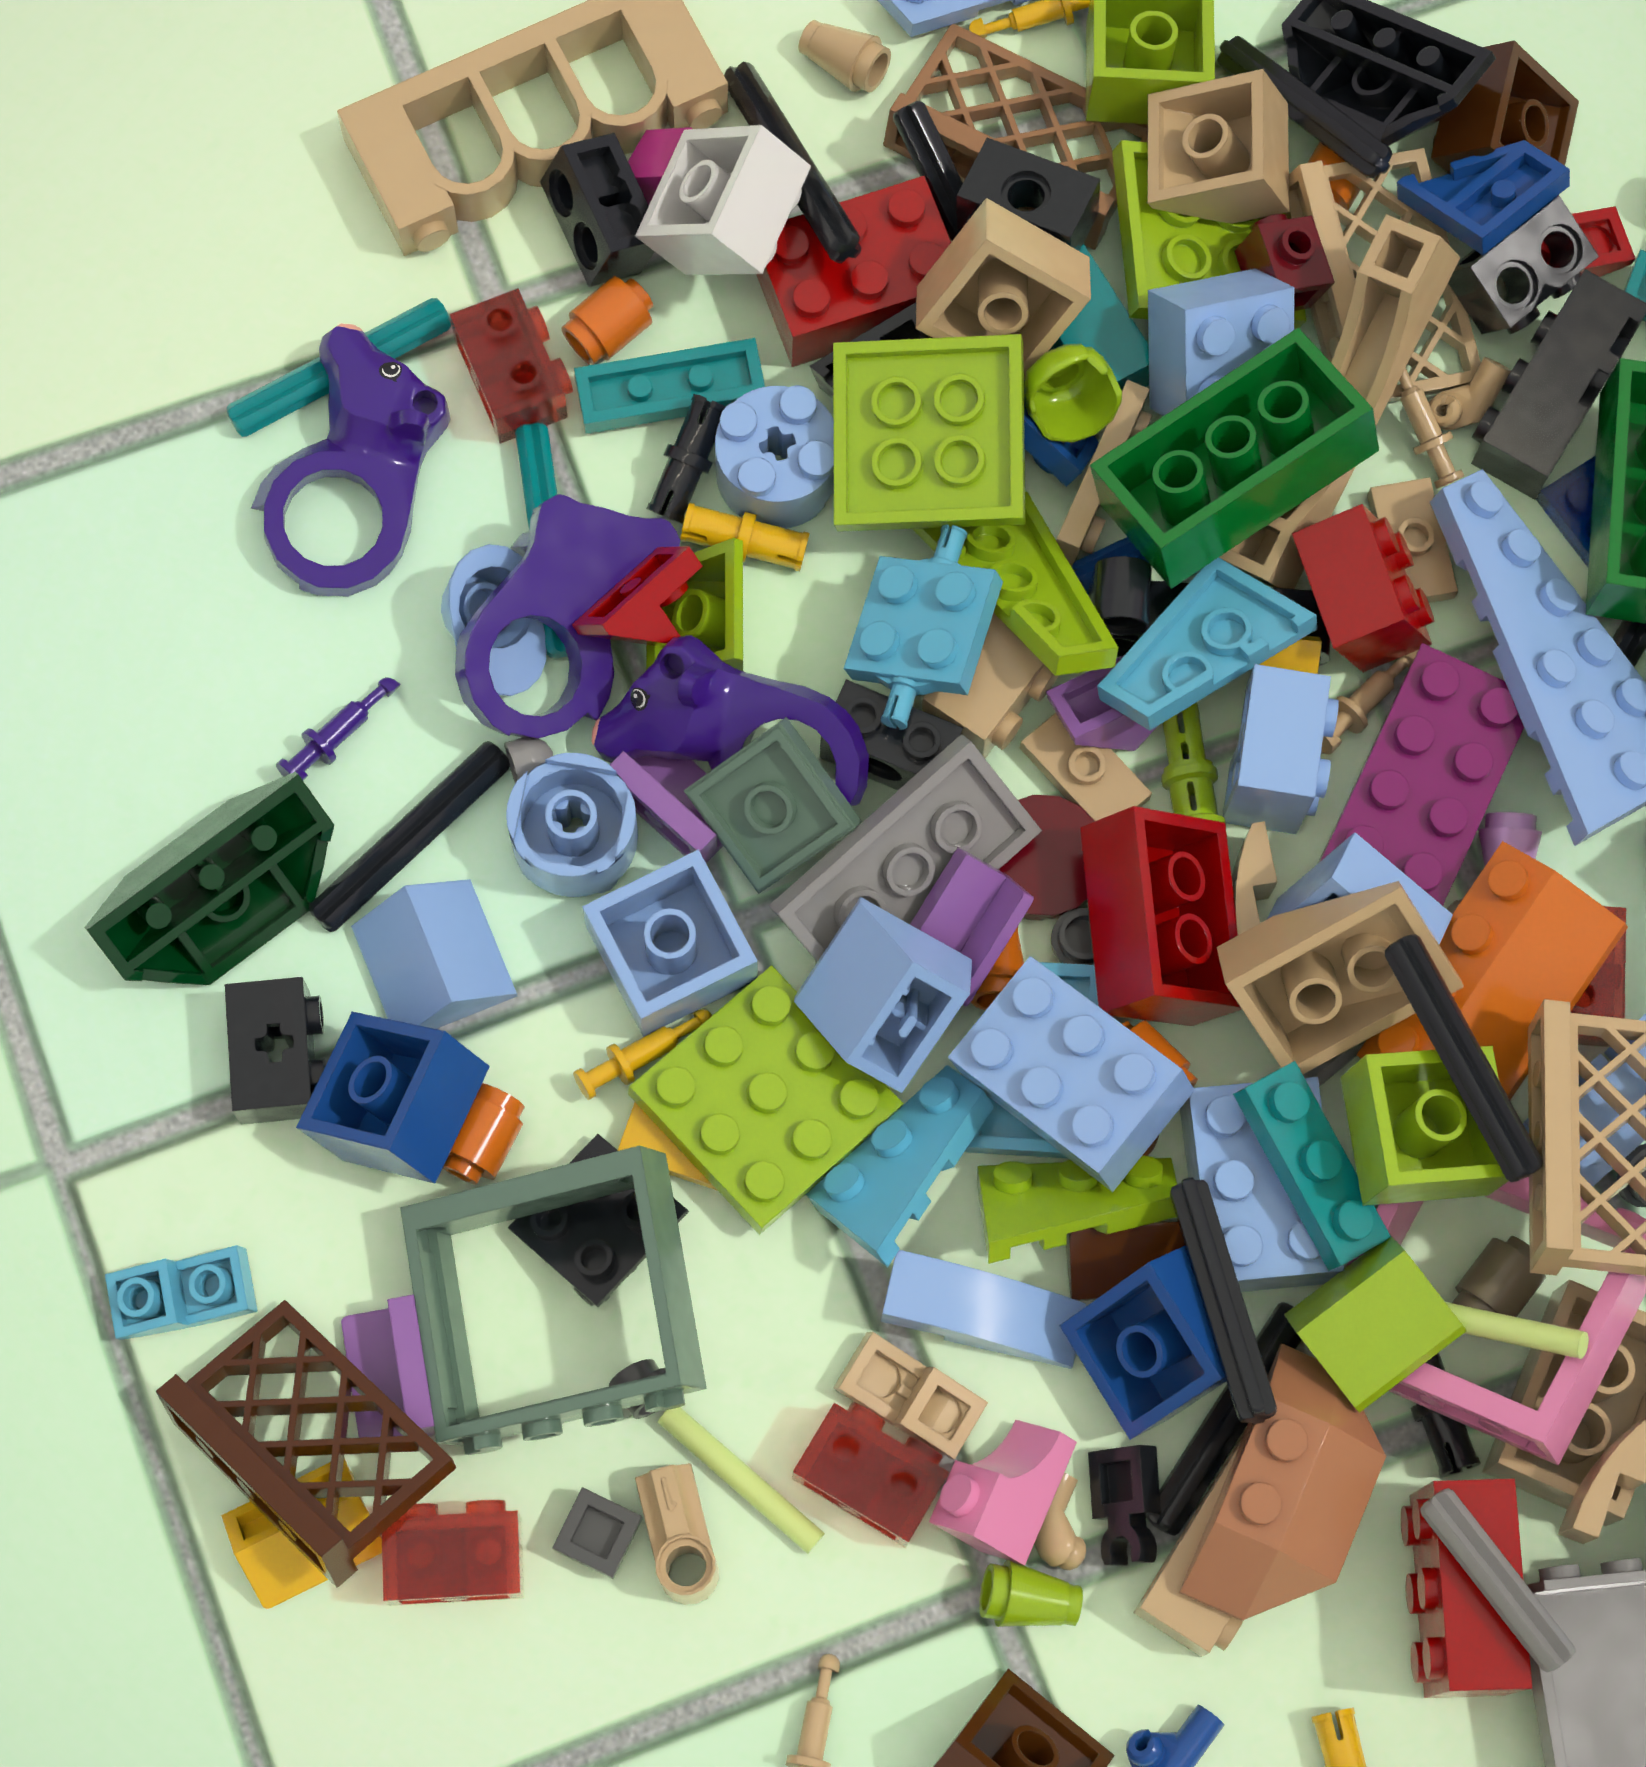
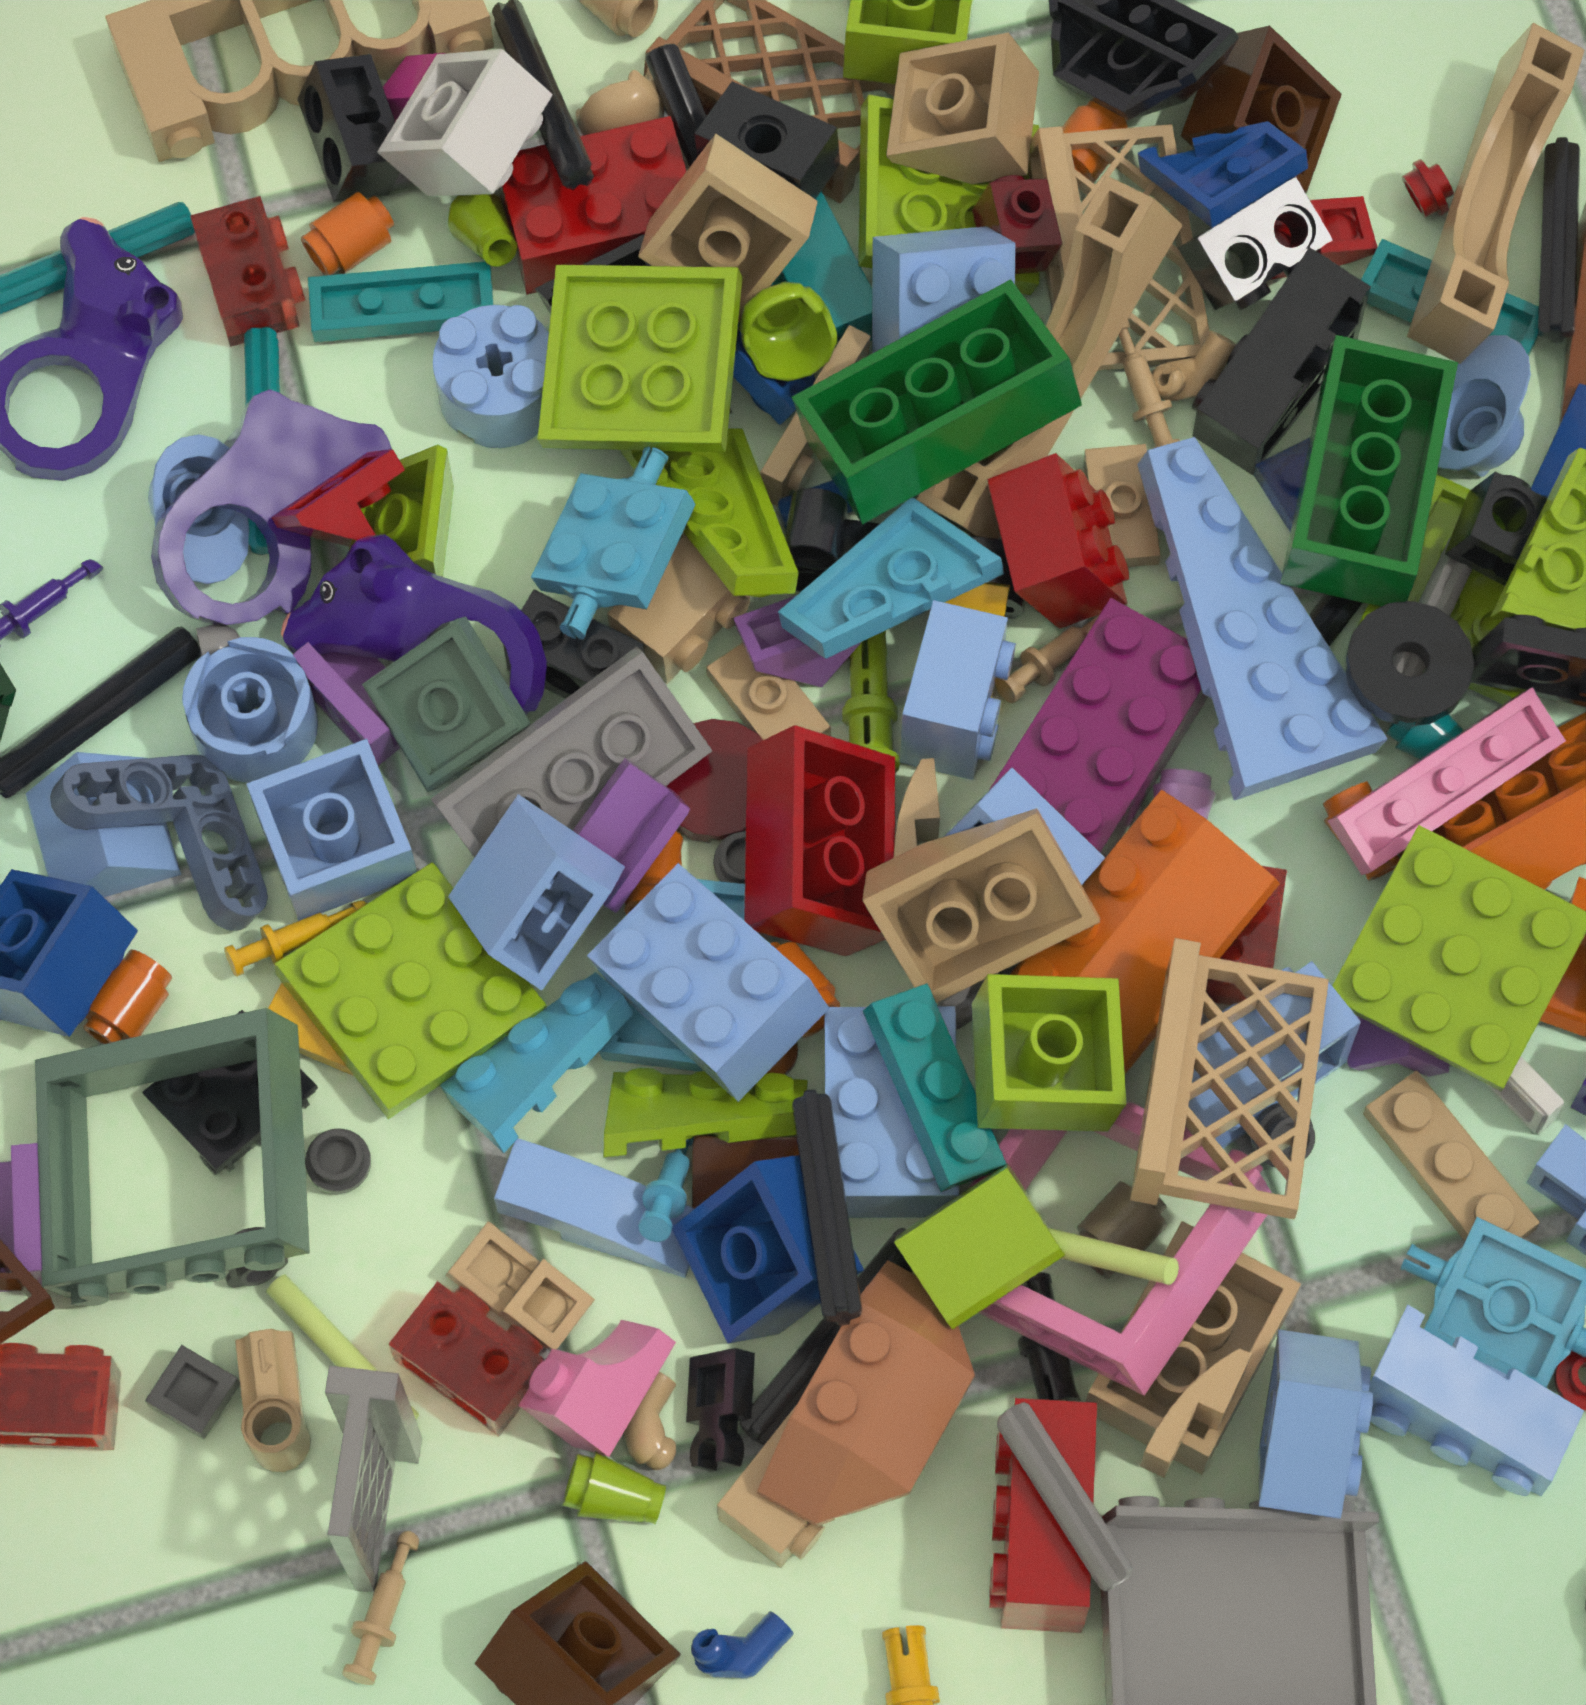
camera: 10 degrees right, 5 degrees down
(524, 937) = (190, 815): none -> sand blue beam
(687, 459) = (406, 373): black pin -> none
(715, 1280) = (338, 1161): none -> dark grey plate
(746, 305) = (483, 227): none -> lime cone
(759, 539) = (464, 452): yellow pin -> none
(797, 1559) = (376, 1434): none -> light grey fence
(872, 167) = (621, 104): none -> tan hair
(1050, 1297) = (665, 1196): none -> medium azure piece
(1311, 110) = (1064, 81): black axle -> none
(1463, 1058) = (1083, 985): black axle -> none

